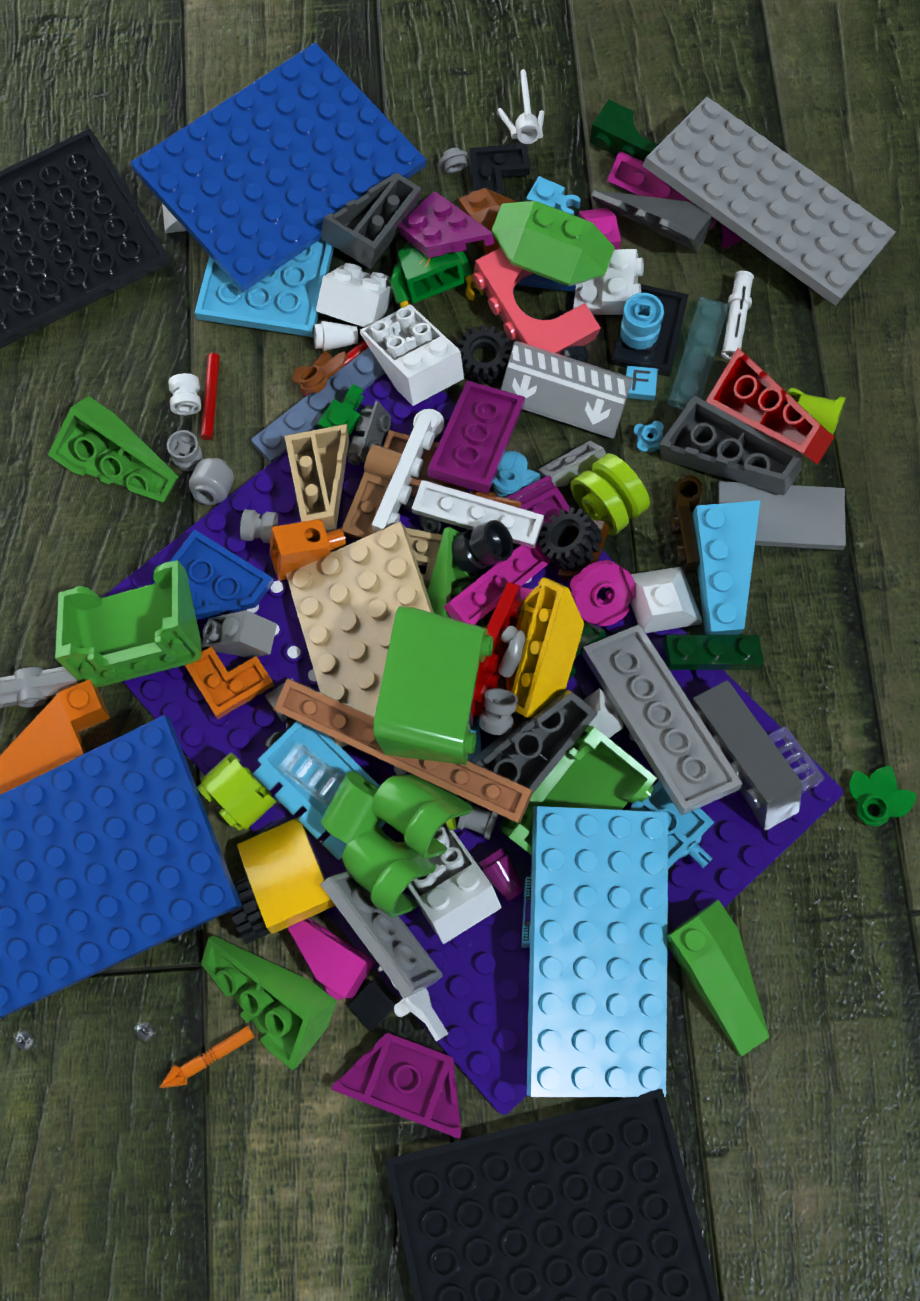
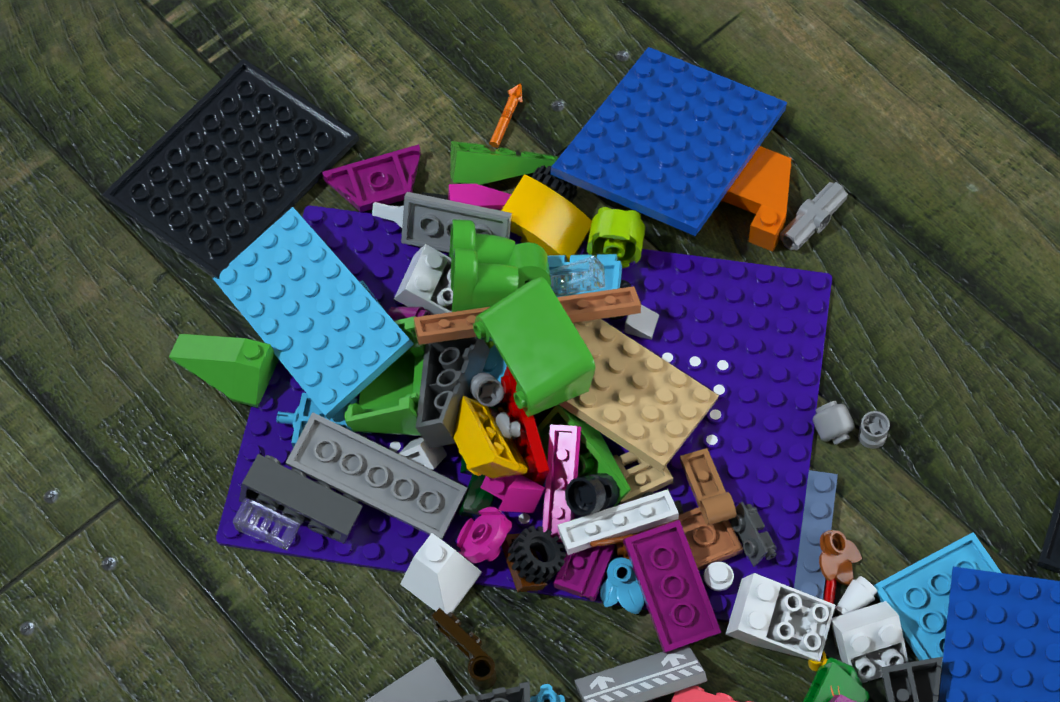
camera: 145 degrees right, 10 degrees down
(105, 447) = (941, 391): bright green wedge -> none
(128, 631) = (784, 276): bright green windscreen -> none
(184, 391) = (915, 468): white wheel -> none
(210, 396) = (900, 487): red bar -> none
(219, 578) = (766, 349): blue plate -> none
(230, 689) = (687, 296): orange plate -> none
(239, 634) = (709, 332): light grey slope -> none
(257, 526) = (766, 410): light grey wheel -> none
(301, 544) = (719, 412): orange torso -> none
(318, 472) = (756, 467): tan wedge -> none
(344, 412) = (787, 534): green plate -> none
(408, 466) = (698, 520): white plate -> none
(484, 339) = (730, 653): black tyre -> none
(572, 463) = (587, 631): light grey plate -> none
(610, 493) = (536, 615): lime wheel -> none
(713, 652) = (374, 564): dark green plate -> none
(726, 553) = (416, 633): medium azure wedge -> none
(881, 792) = (188, 559): green plate -> none

